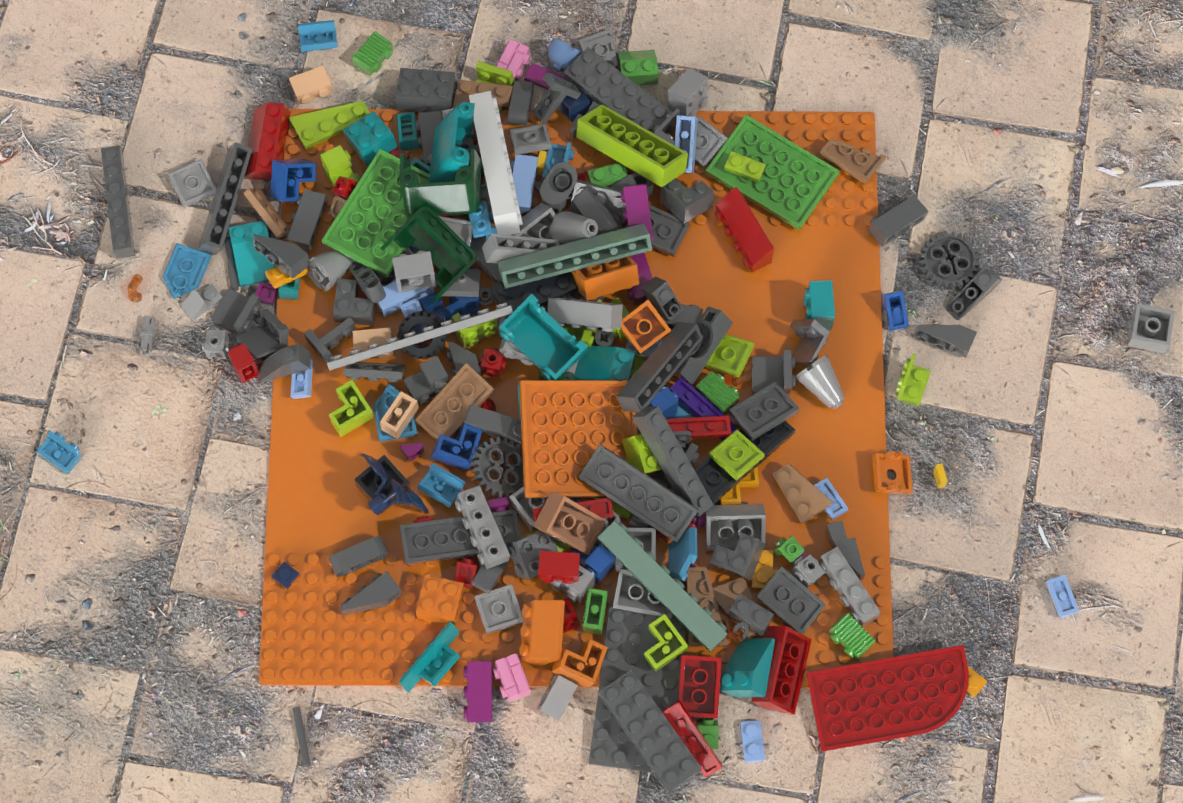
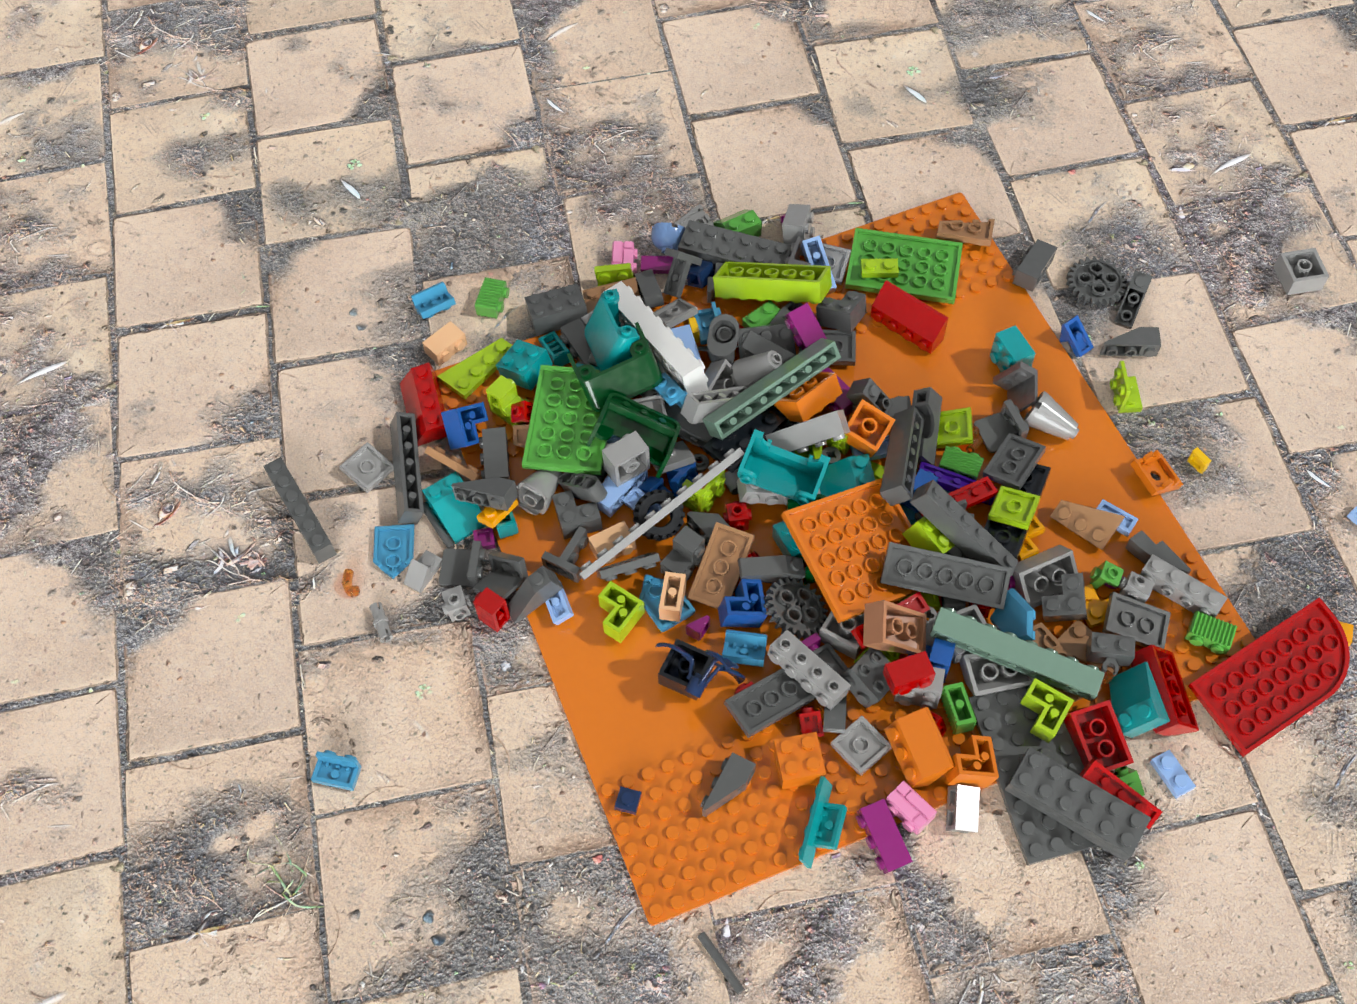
camera: 20 degrees left, 10 degrees down
(358, 556) = (694, 750): dark grey beam -> none

